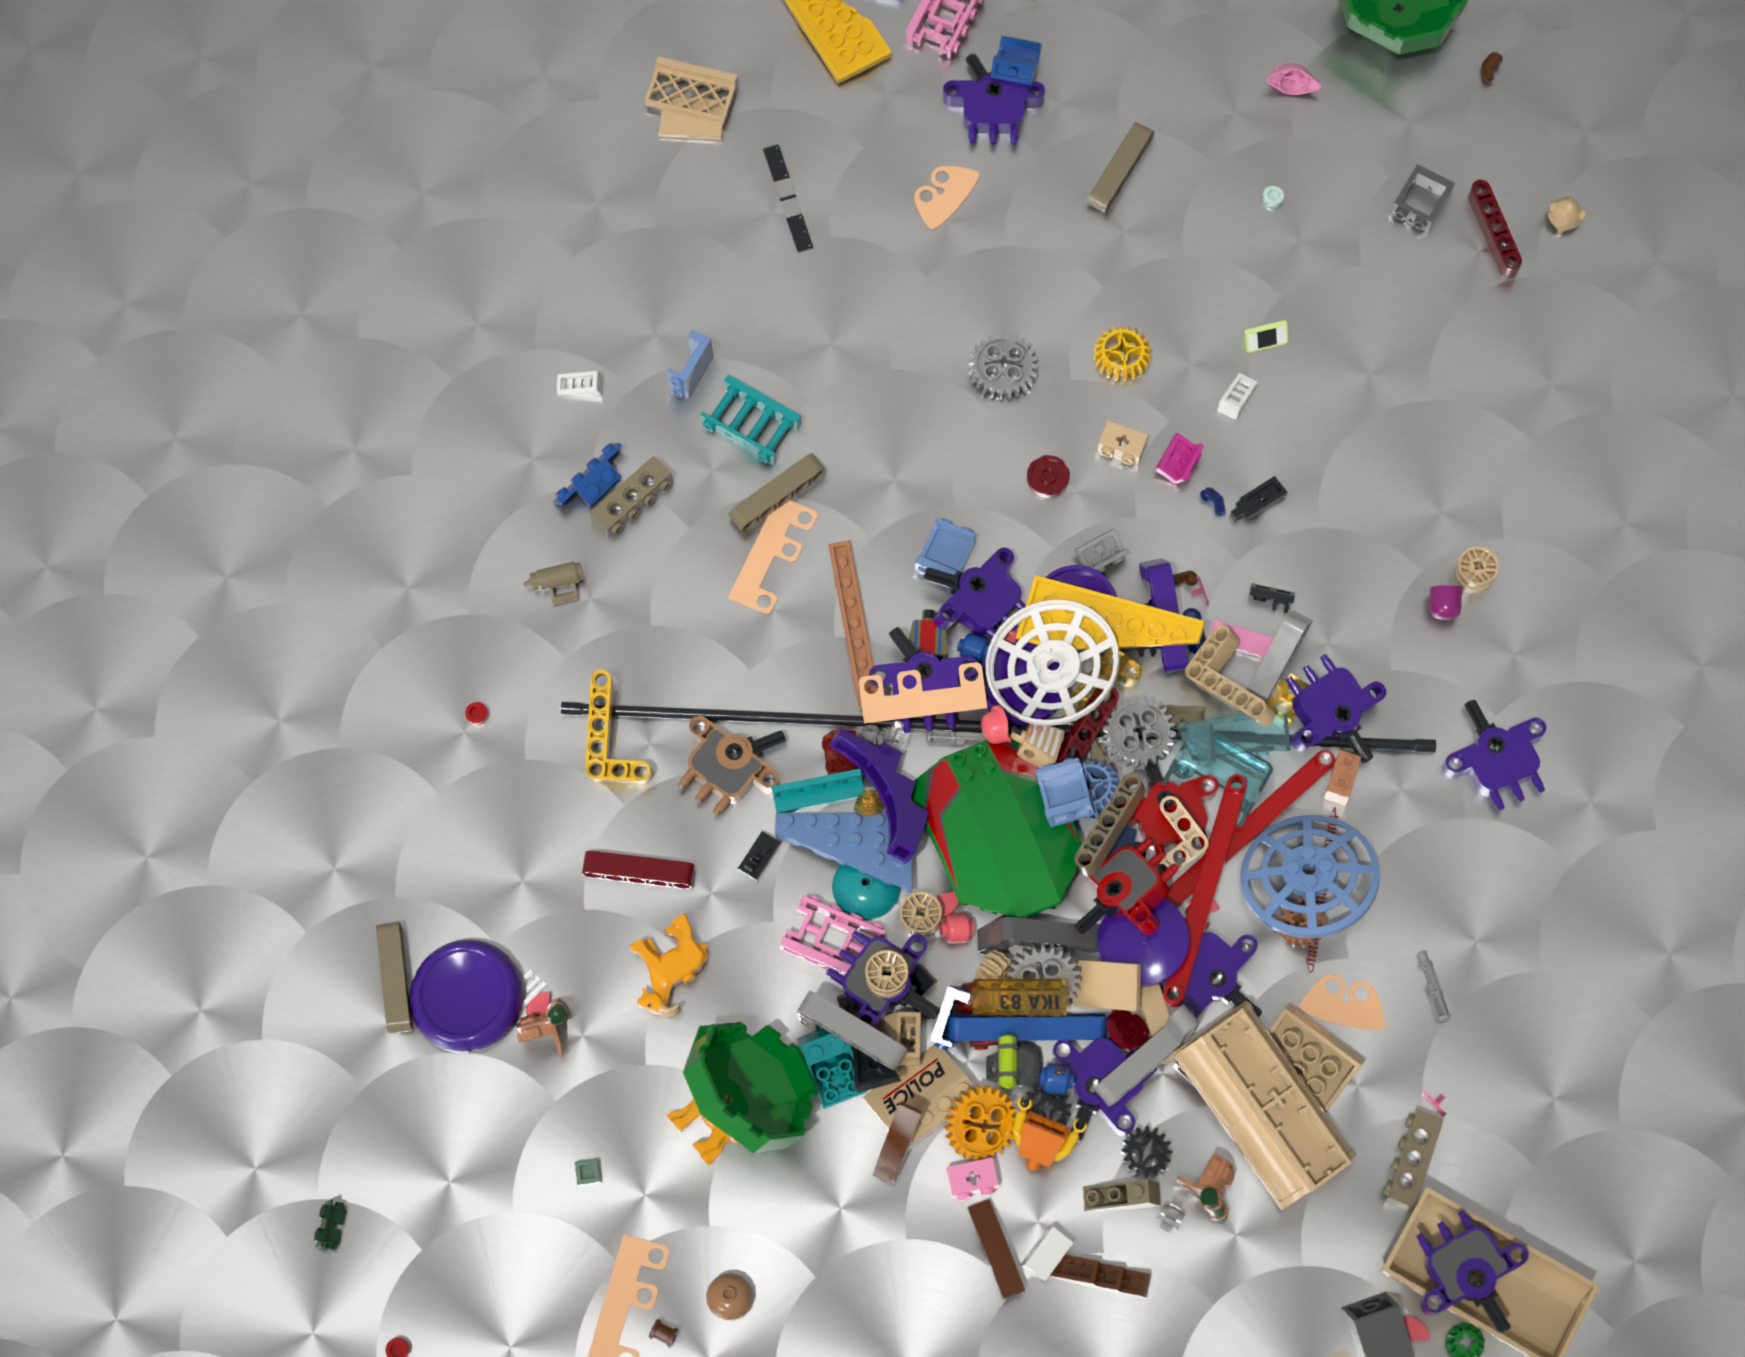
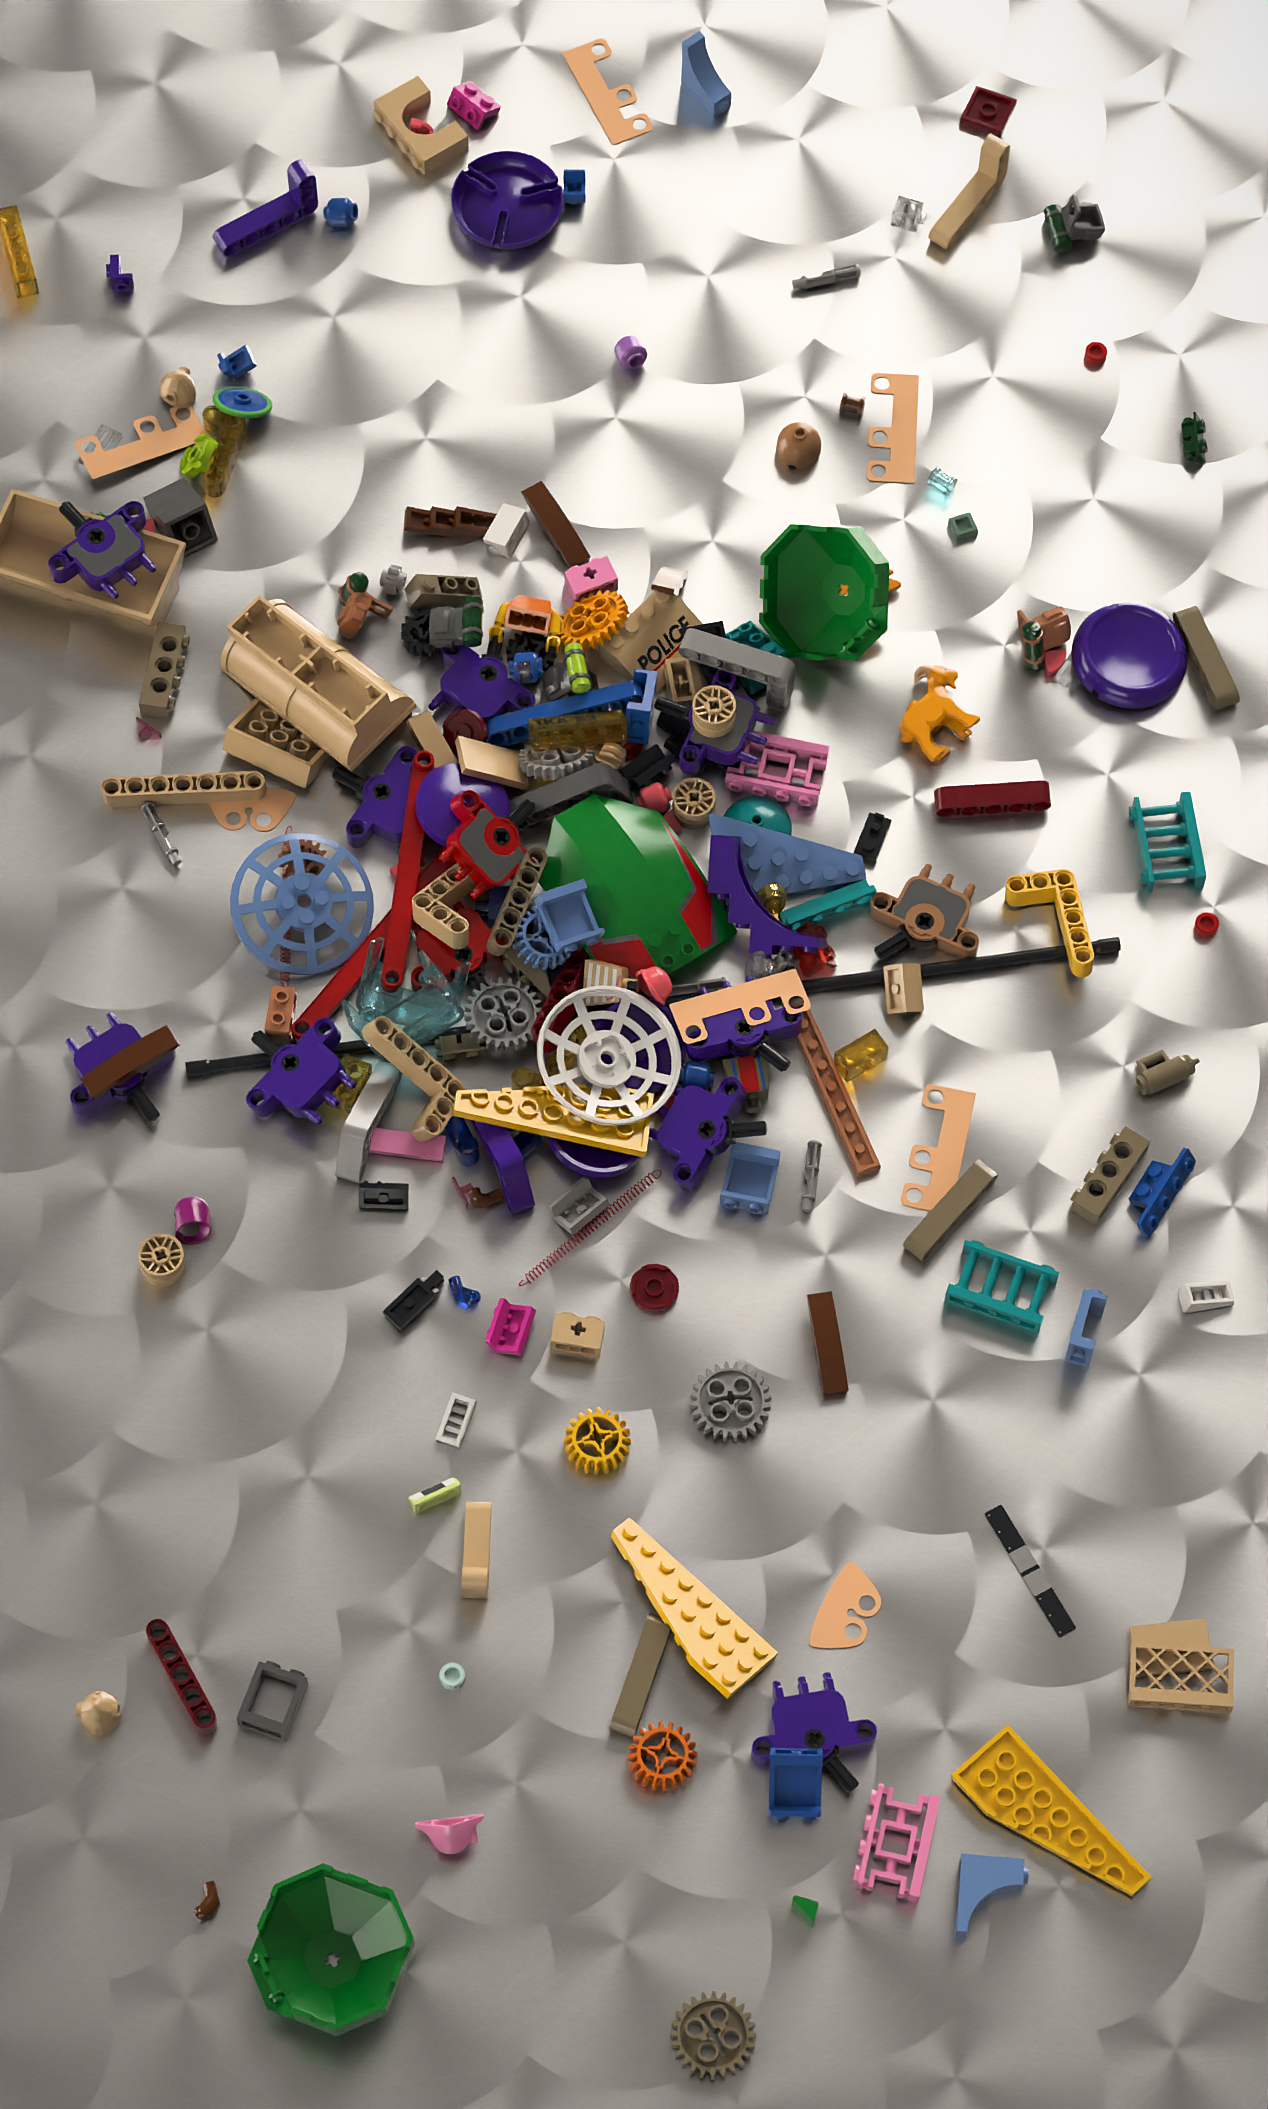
camera: 165 degrees right, 5 degrees down
(467, 804) = (1187, 828): none -> teal fence
(596, 1224) = (942, 481): none -> clear light blue bush
(769, 695) = (903, 988): none -> tan panel
(822, 641) = (861, 1055): none -> clear yellow brick
(890, 547) = (811, 1175): none -> light grey piece
(910, 398) = (827, 1342): none -> reddish brown slope
(956, 960) = (647, 765): none -> black bracket
(1062, 188) = (710, 1632): none -> yellow wing
(1108, 96) = (653, 1753): none -> orange gear
(1115, 522) = (592, 1229): none -> red piece
(1117, 1135) = (457, 625): none -> dark grey piece
(1177, 1031) = (419, 719): light grey beam -> none
(1239, 280) = (476, 1550): none -> tan beam
(1418, 1021) = (194, 793): none -> tan beam
(1489, 742) = (129, 1061): none -> reddish brown slope

